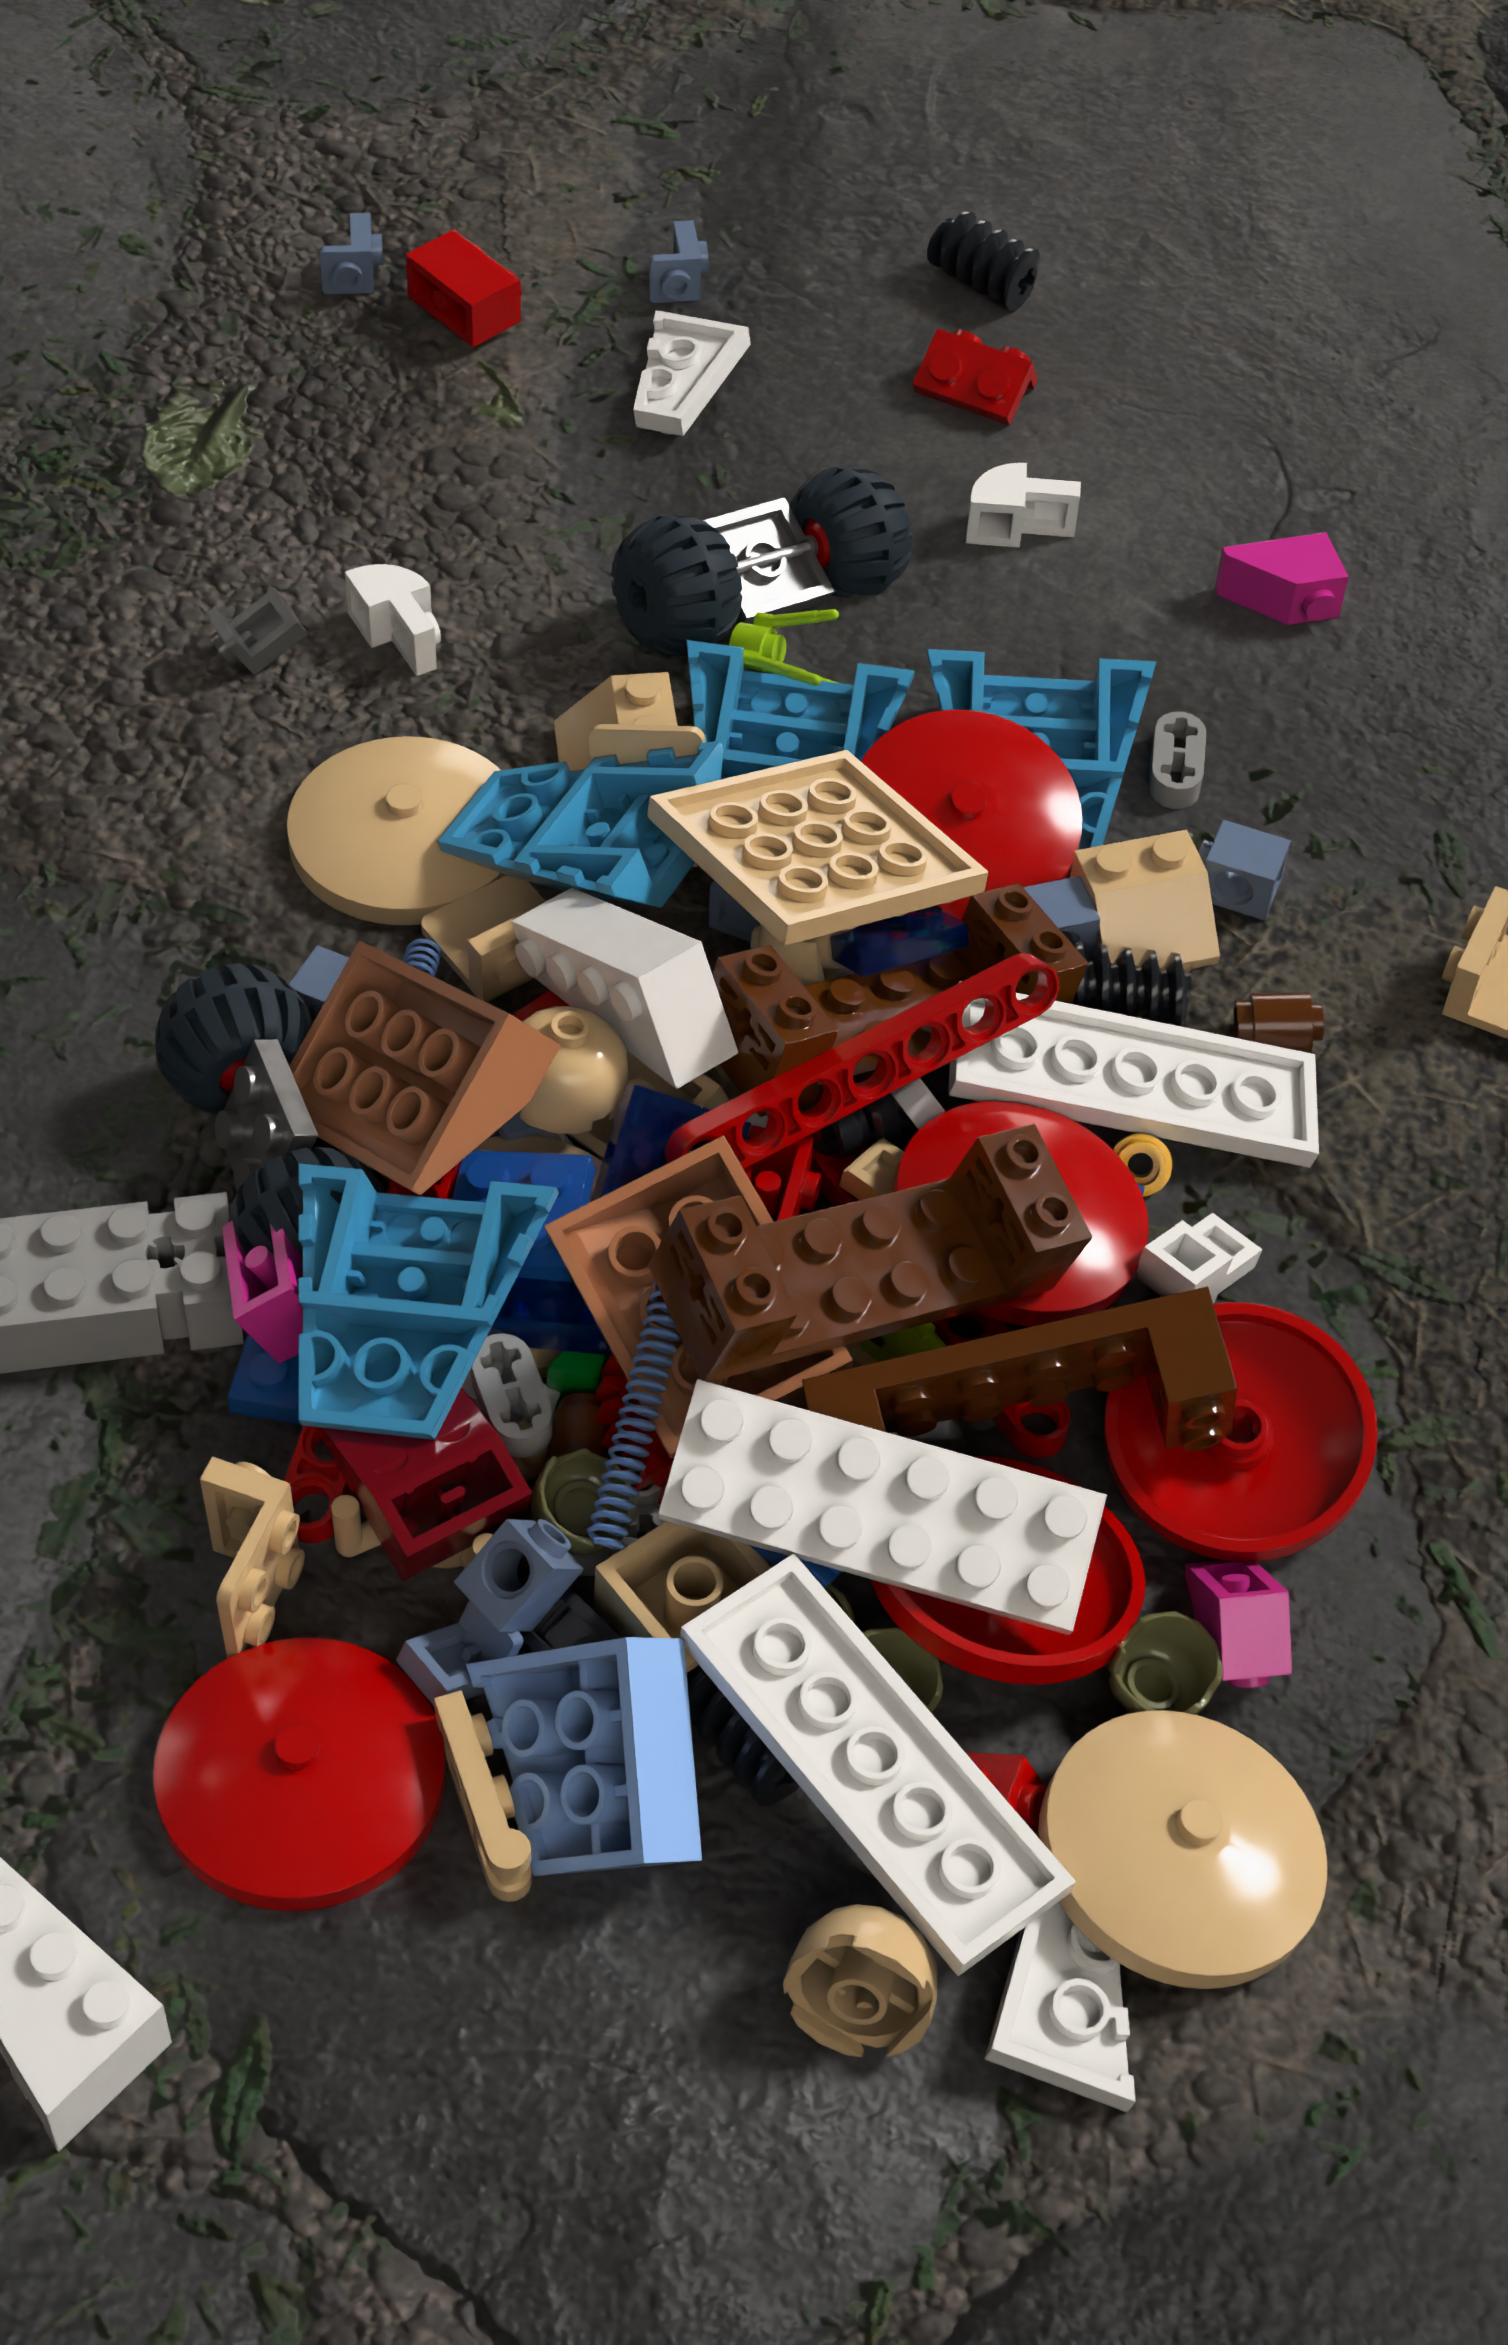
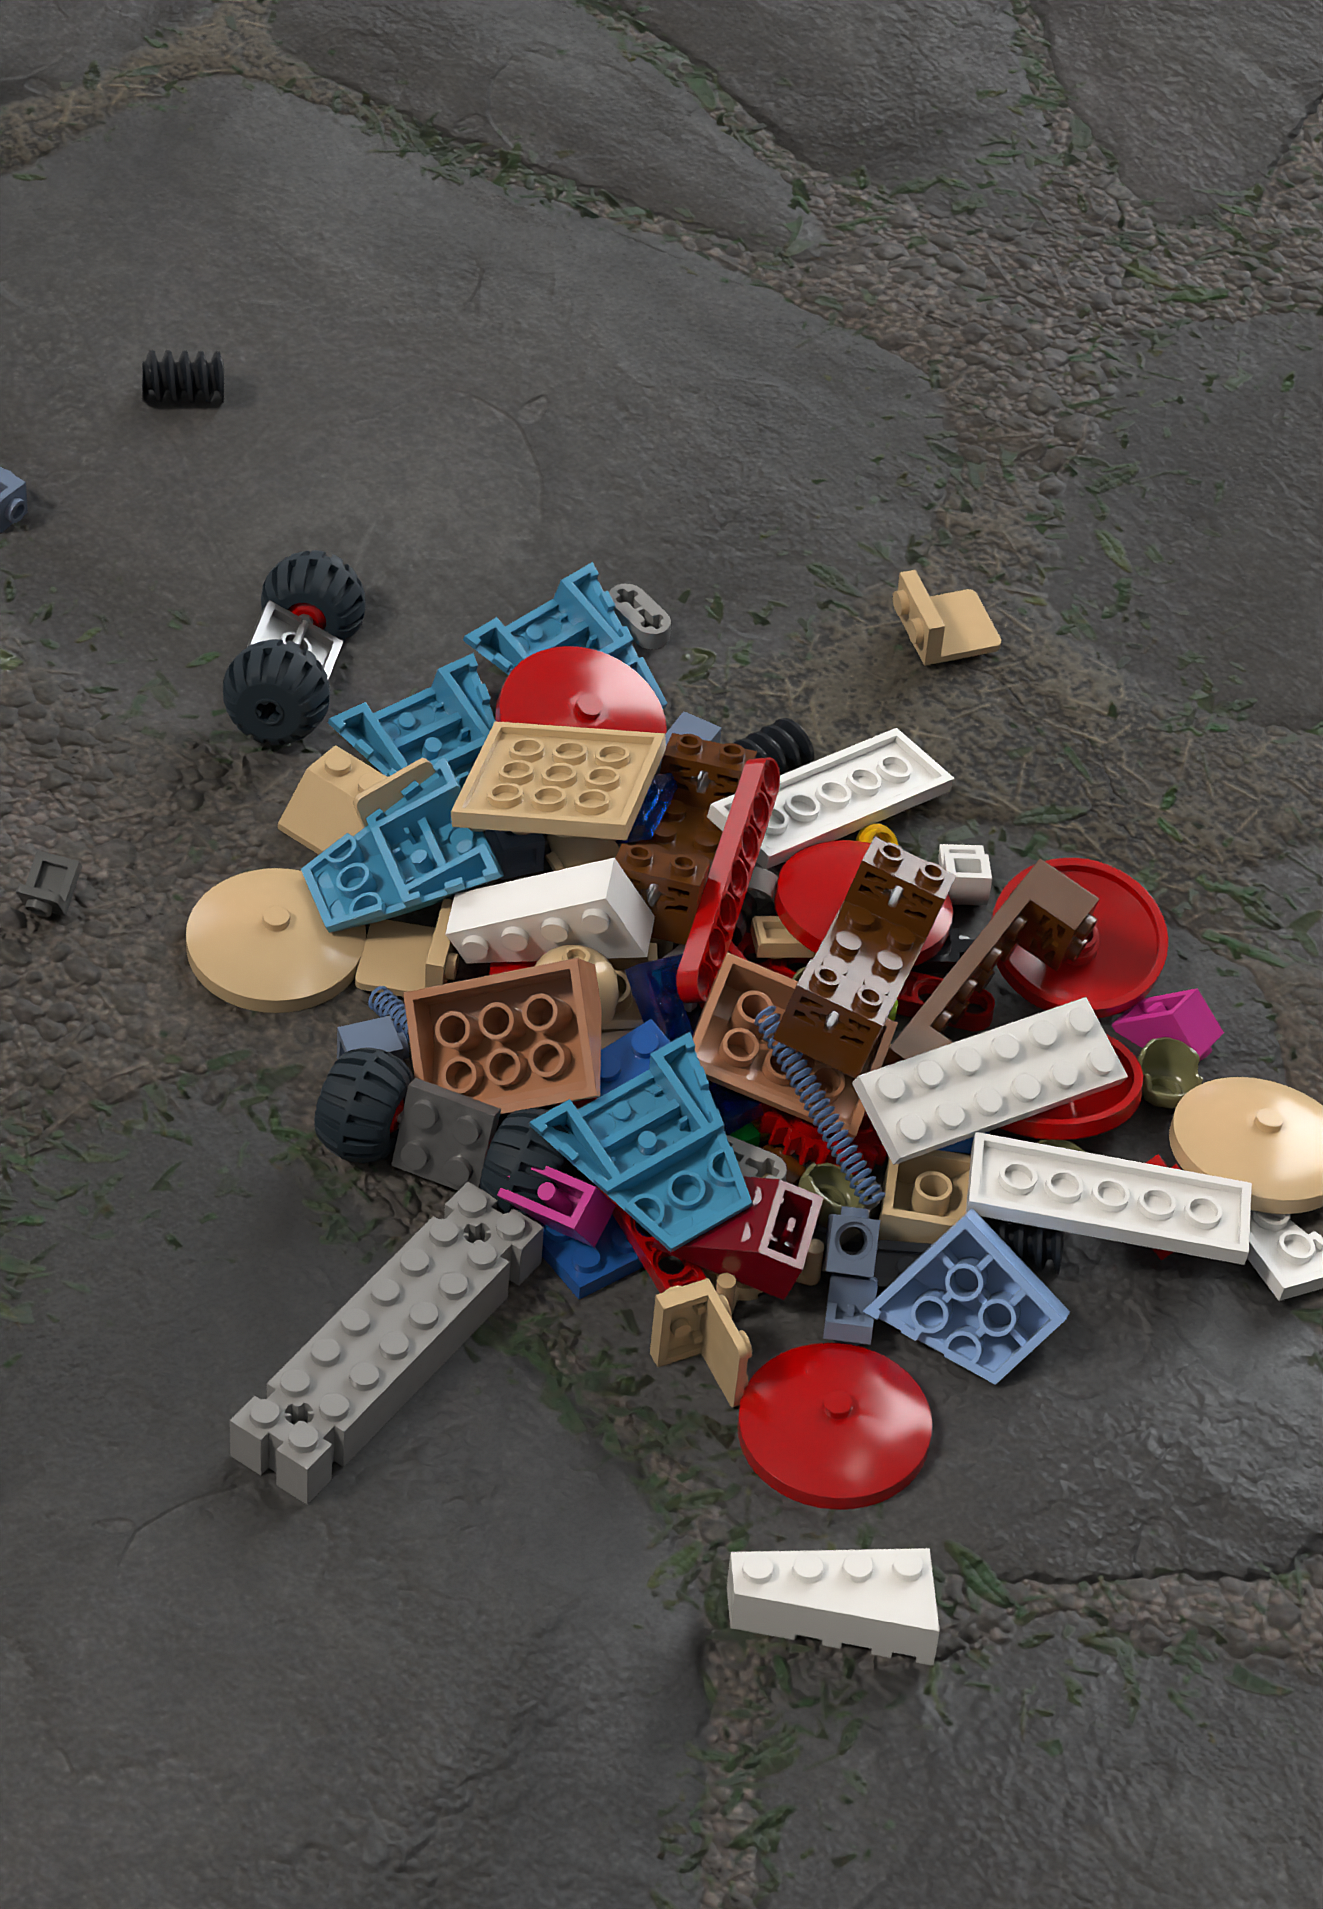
camera: 45 degrees left, 5 degrees down
(394, 607) = (110, 817): white brick -> none
(484, 1799) = (941, 1366): tan plate -> none
(685, 369) = (84, 561): white wing -> none
(766, 649) = (349, 696): lime plant -> none
(863, 1981) = (1201, 1303): tan cylinder -> none
(974, 375) = (262, 456): red bracket -> none
(1010, 504) = (385, 521): white brick -> none
(1151, 898) = (726, 695): tan slope -> none
(1244, 868) = (748, 653): sand blue brick -> none
(1279, 1020) = (857, 723): reddish brown brick -> none
(1285, 578) = (581, 470): dark pink slope -> none

